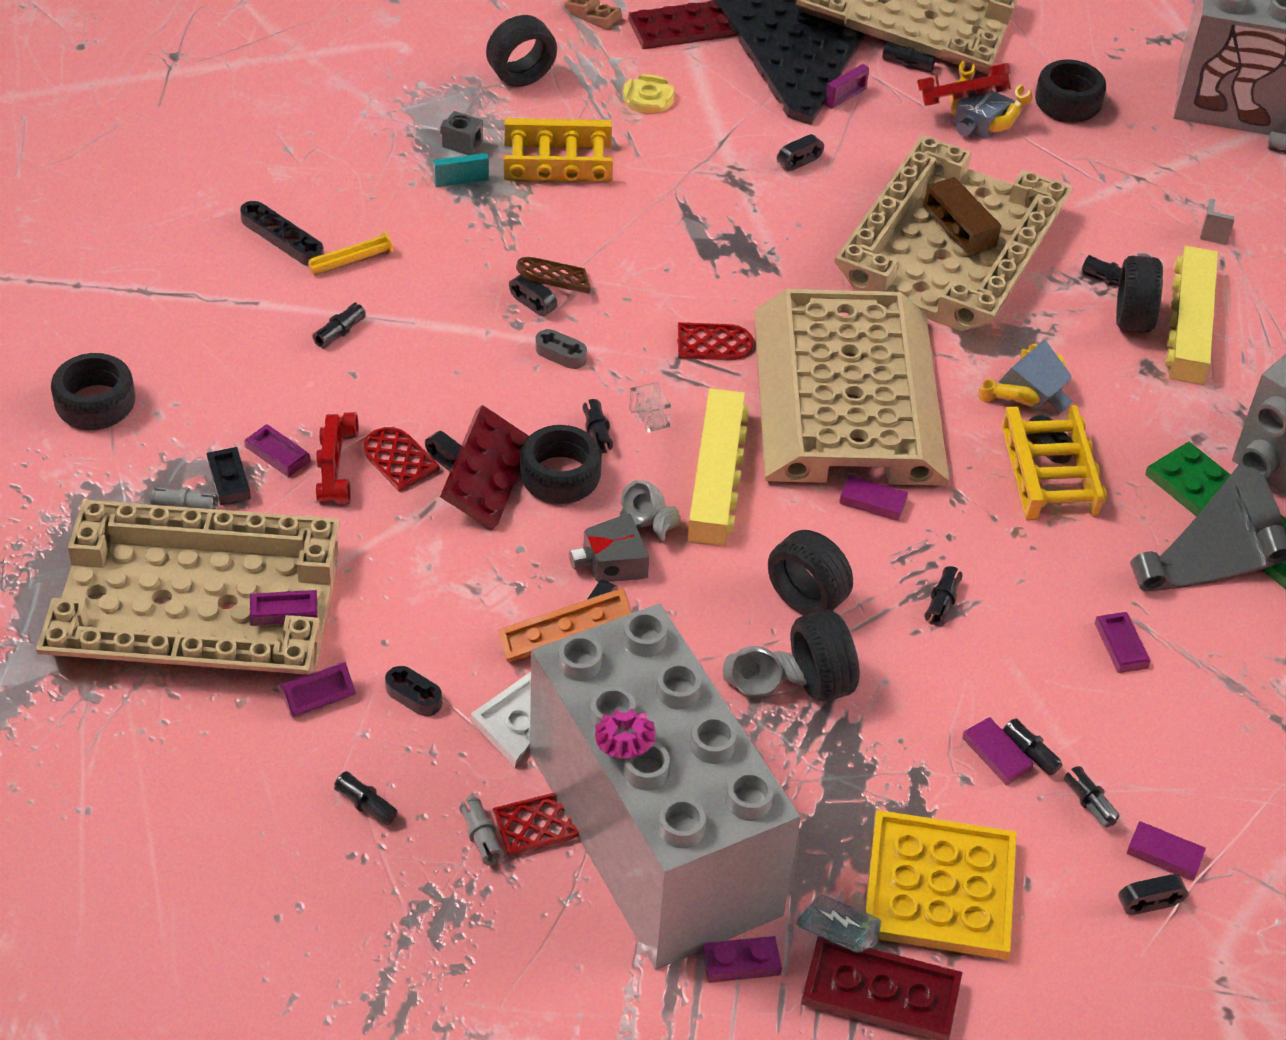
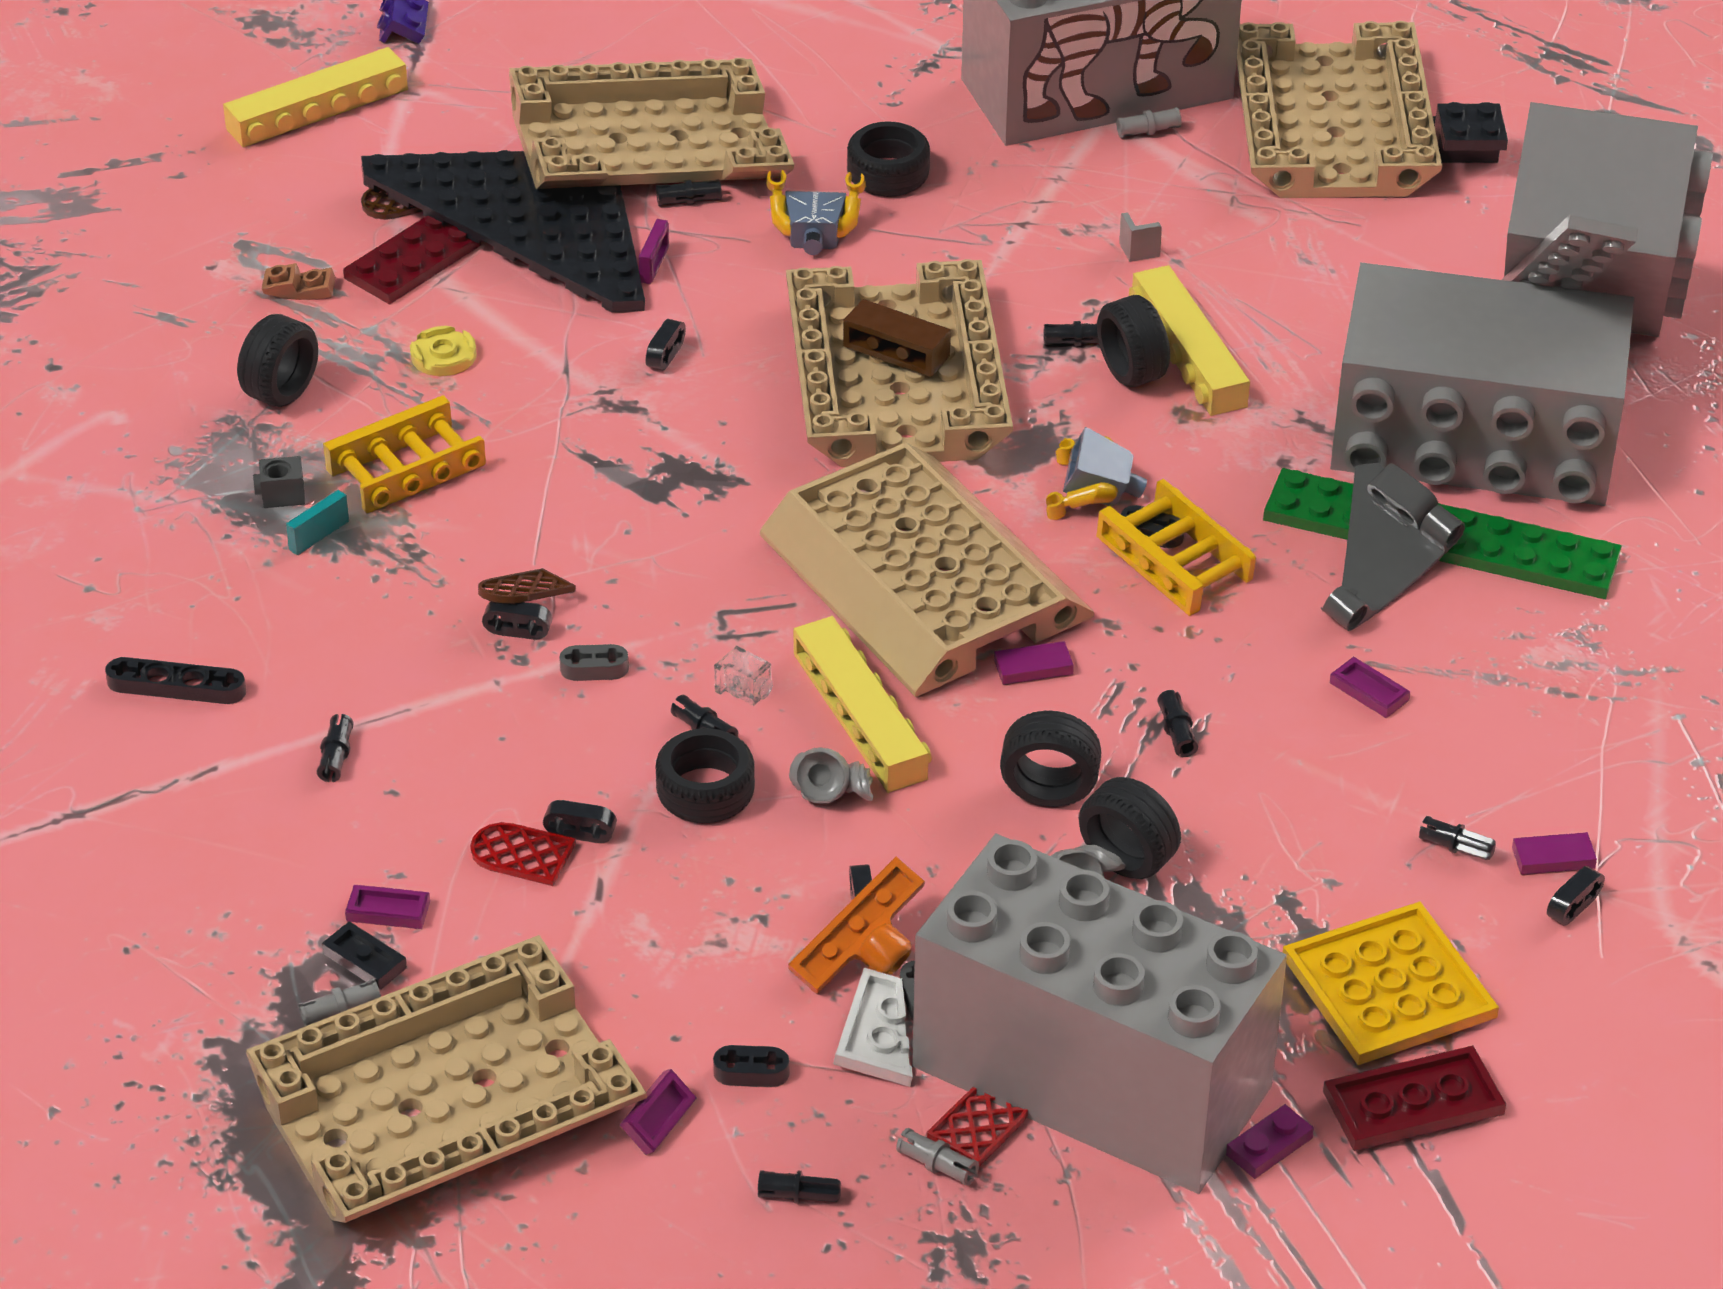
camera: 30 degrees left, 5 degrees down
(95, 411) = (139, 967): black tyre -> none
(274, 606) = (554, 1050): magenta tile -> none
(329, 457) = (443, 855): red plate -> none
(351, 254) = (274, 670): yellow axle -> none
(485, 468) = (633, 814): dark red plate -> none
(613, 551) = (833, 834): dark grey torso -> none
(625, 744) = (1095, 966): dark pink gear -> none
(717, 355) = (743, 563): red window -> none
(840, 923) = (1337, 1059): clear light blue slope -> none
(997, 750) = (1340, 840): magenta tile -> none
(998, 79) = (814, 182): red plate -> none
(1033, 746) = (1370, 820): black axle -> none

